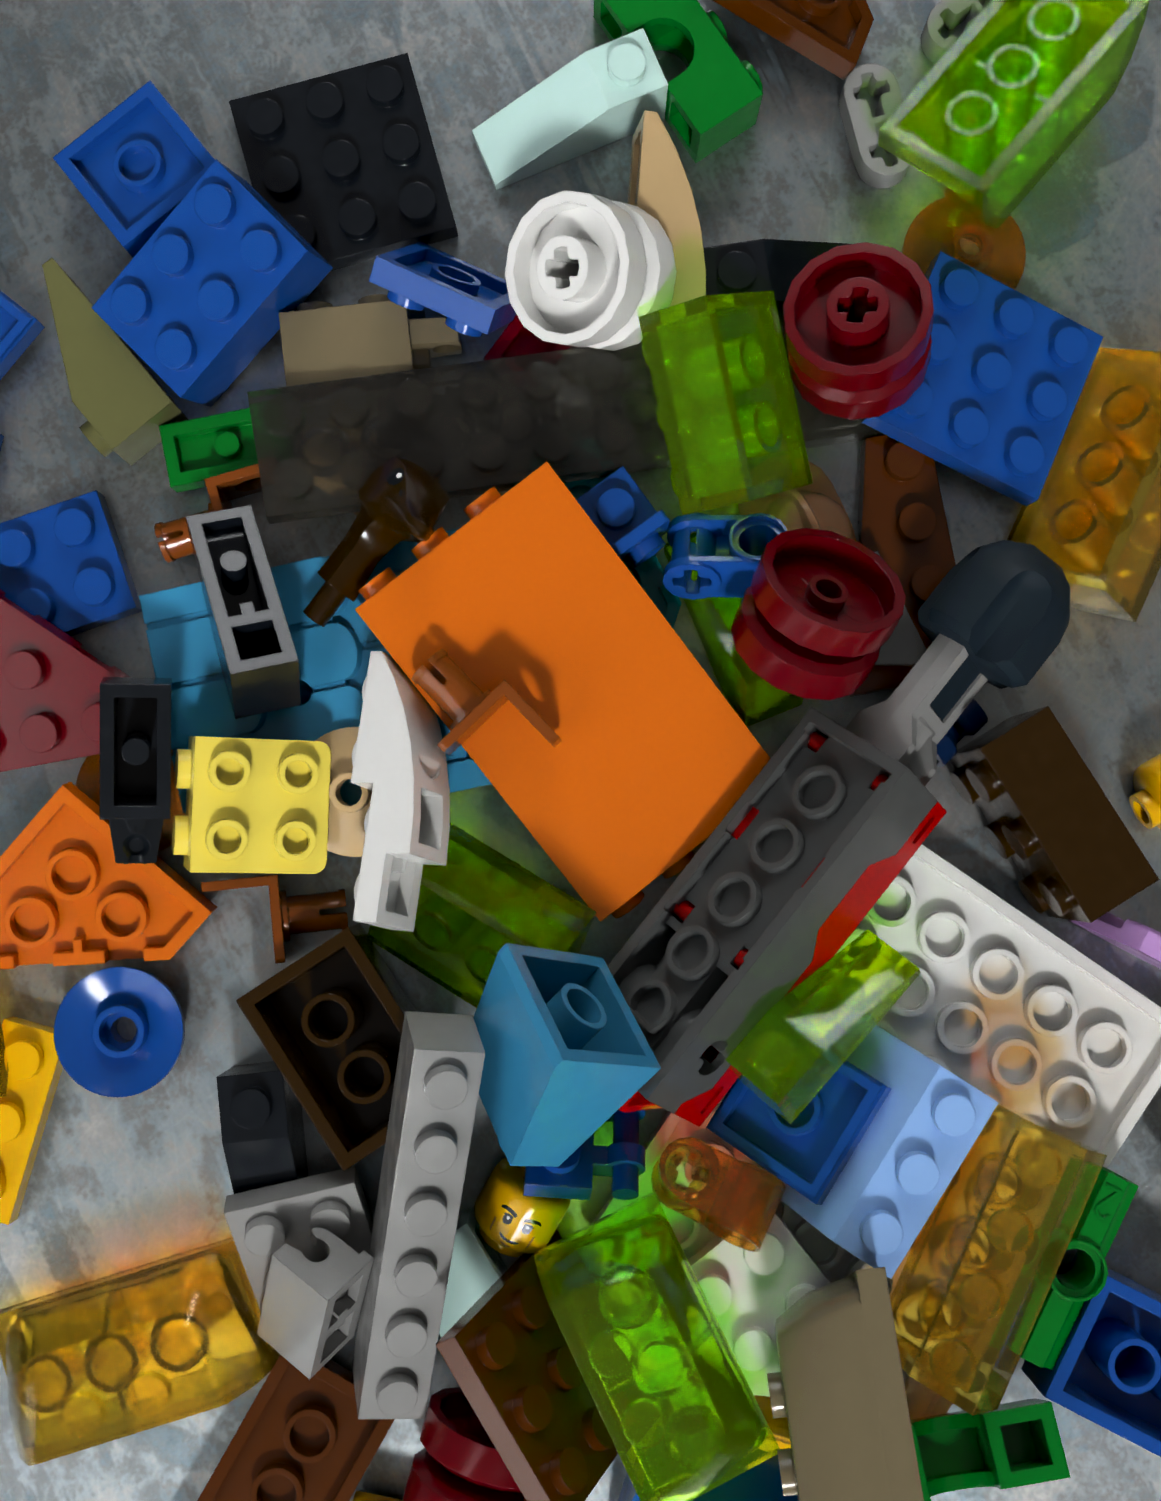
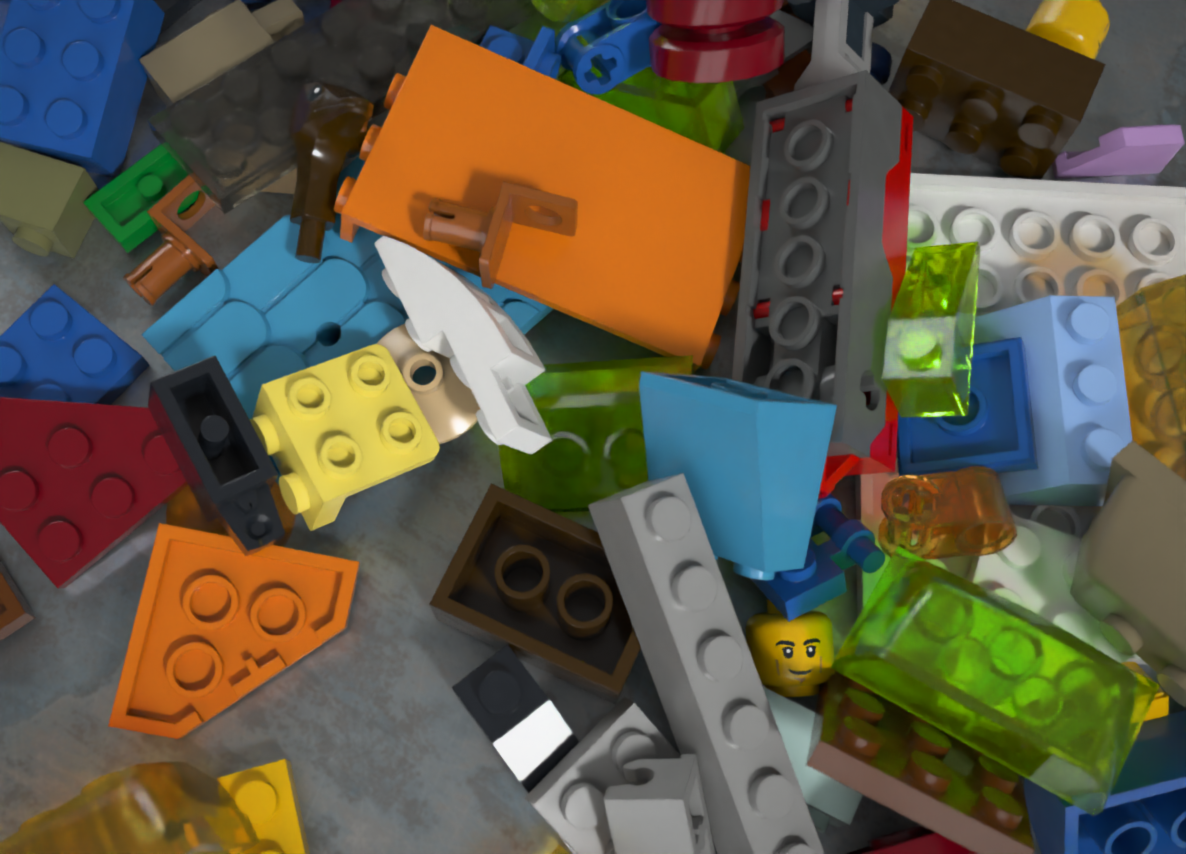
camera: 35 degrees left, 15 degrees down
(89, 1037) = (300, 712): blue dish -> none
(245, 612) = (250, 283): black slope -> none
(291, 913) = (423, 528): dark orange bracket -> none

